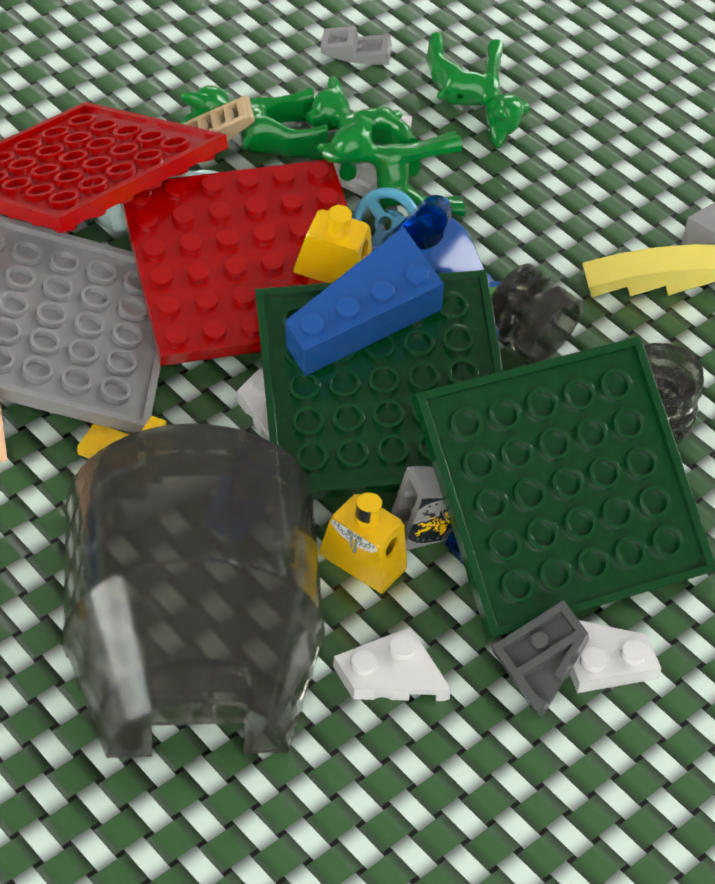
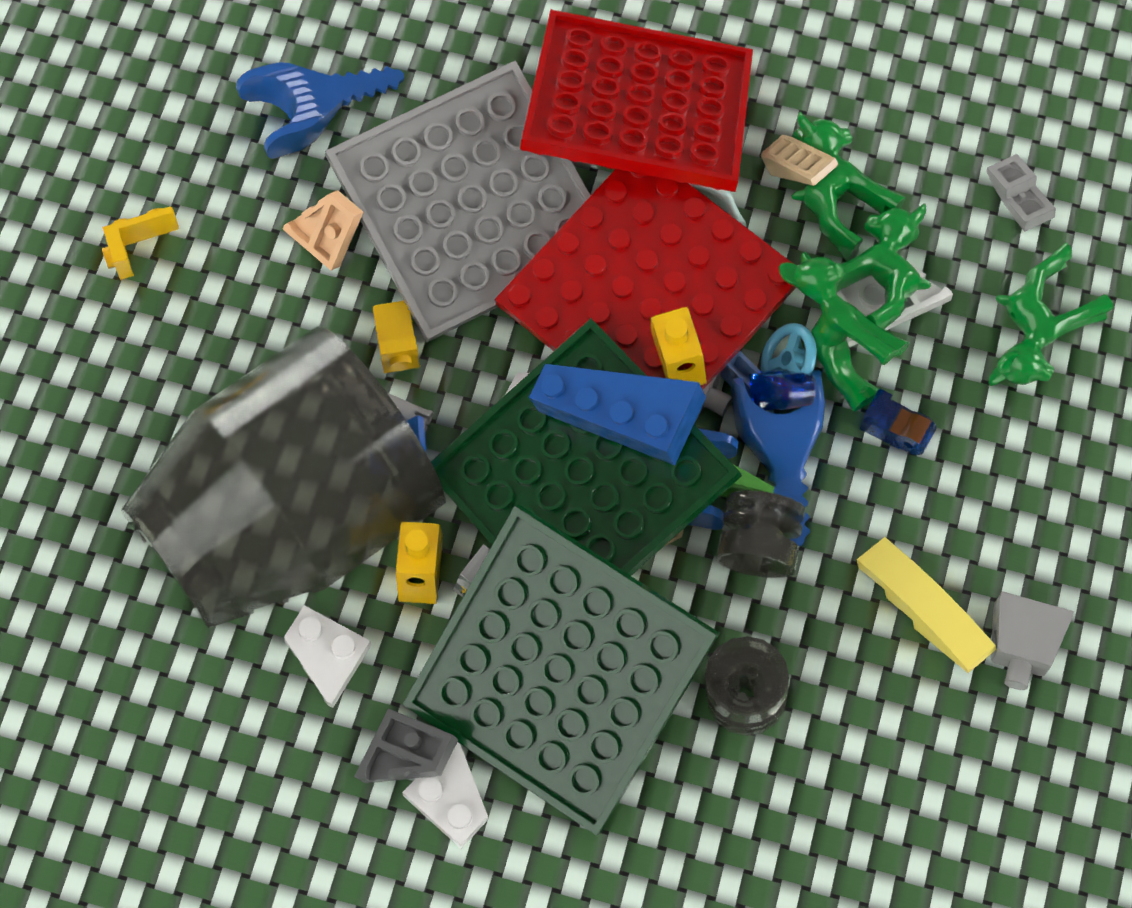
camera: 60 degrees right, 20 degrees up
(492, 204) = (897, 424): none -> clear blue leg

